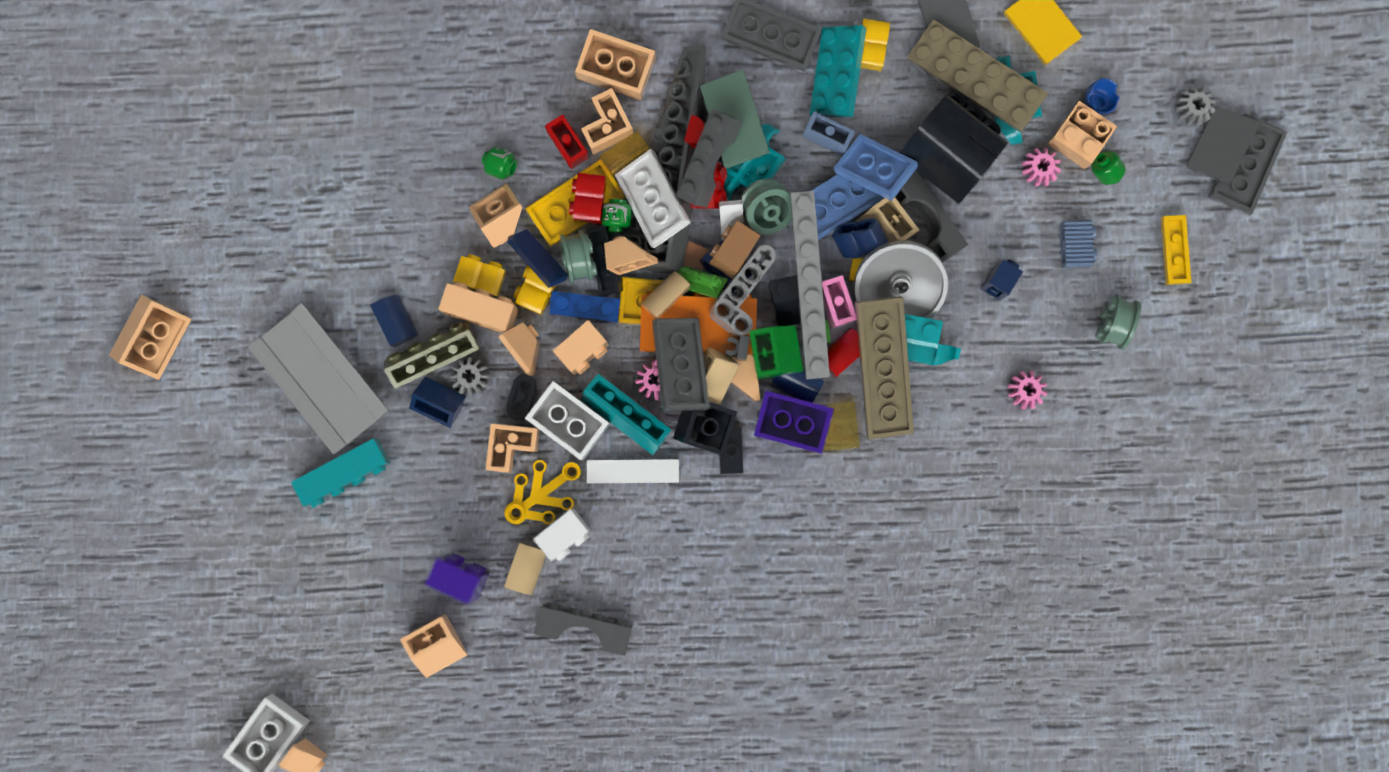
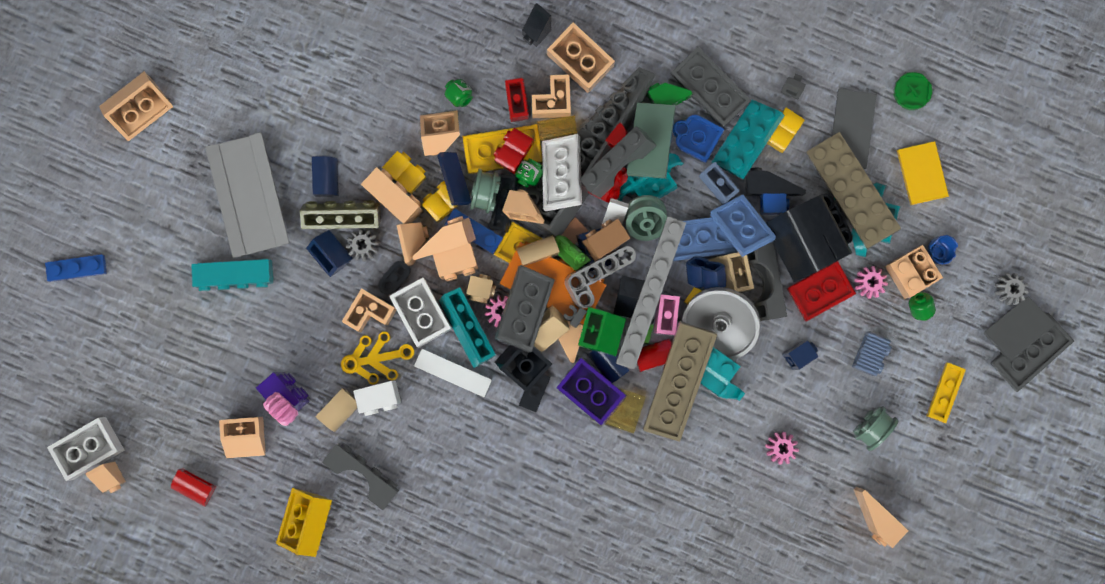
camera: 25 degrees right, 0 degrees up
(164, 545) = (75, 268): none -> blue plate
(404, 726) = (193, 486): none -> red brick
(463, 594) = (280, 409): none -> bright pink gear
(544, 709) = (303, 522): none -> yellow slope
(552, 50) = (537, 26): none -> black slope
(564, 320) = (455, 234): none -> light nougat slope
(621, 365) = (481, 288): none -> tan brick
(729, 61) = (668, 94): none -> green slope
(781, 94) = (697, 136): none -> blue plate
(881, 111) = (764, 182): none -> black slope
(898, 129) = (773, 204): none -> blue brick
(992, 201) = (821, 291): none -> red tile
(1168, 420) = (883, 525): none -> light nougat slope

